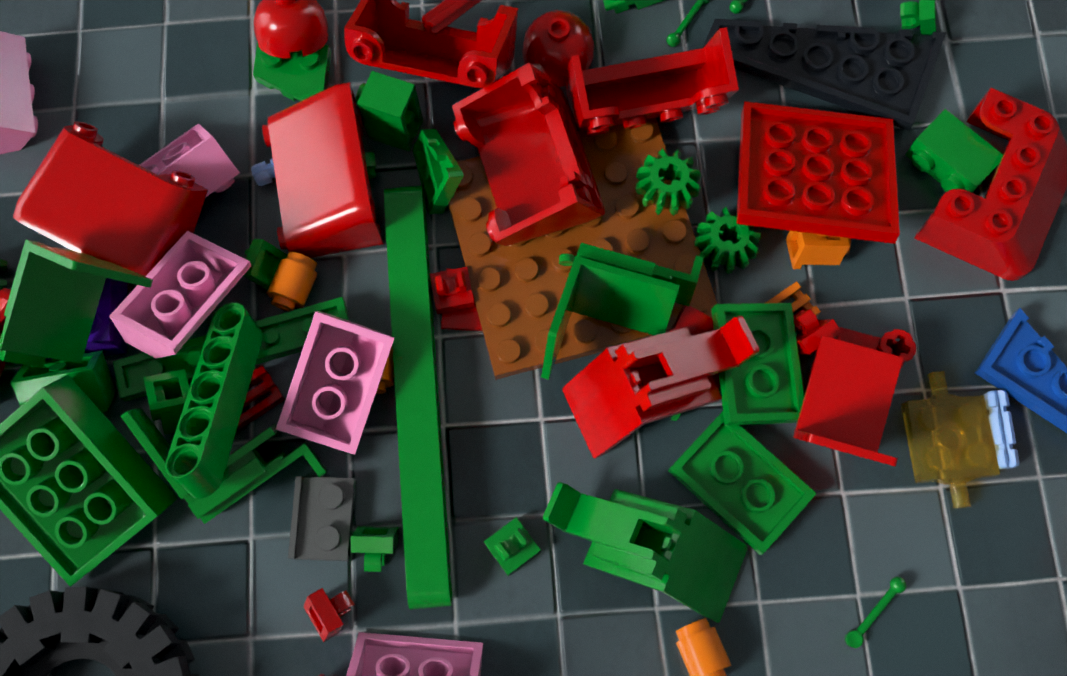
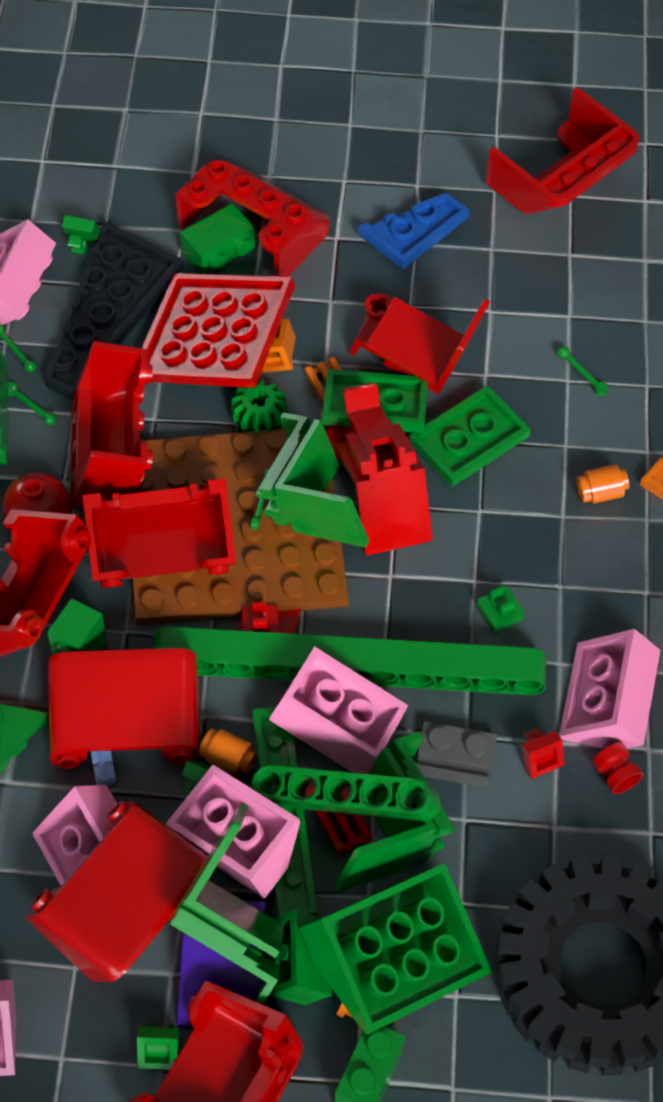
camera: 85 degrees left, 15 degrees down
(167, 397) = (328, 867): green brick -> none
(375, 544) = (486, 708): green tile -> none
(436, 169) = (142, 612): green wing -> none
(653, 545) = (510, 505): green piece -> none
(672, 168) = (202, 432): green gear -> none
(812, 329) = (355, 357): red tile -> none
(949, 439) = (453, 294): clear yellow plate -> none
(1002, 428) = (451, 262): light blue axle -> none

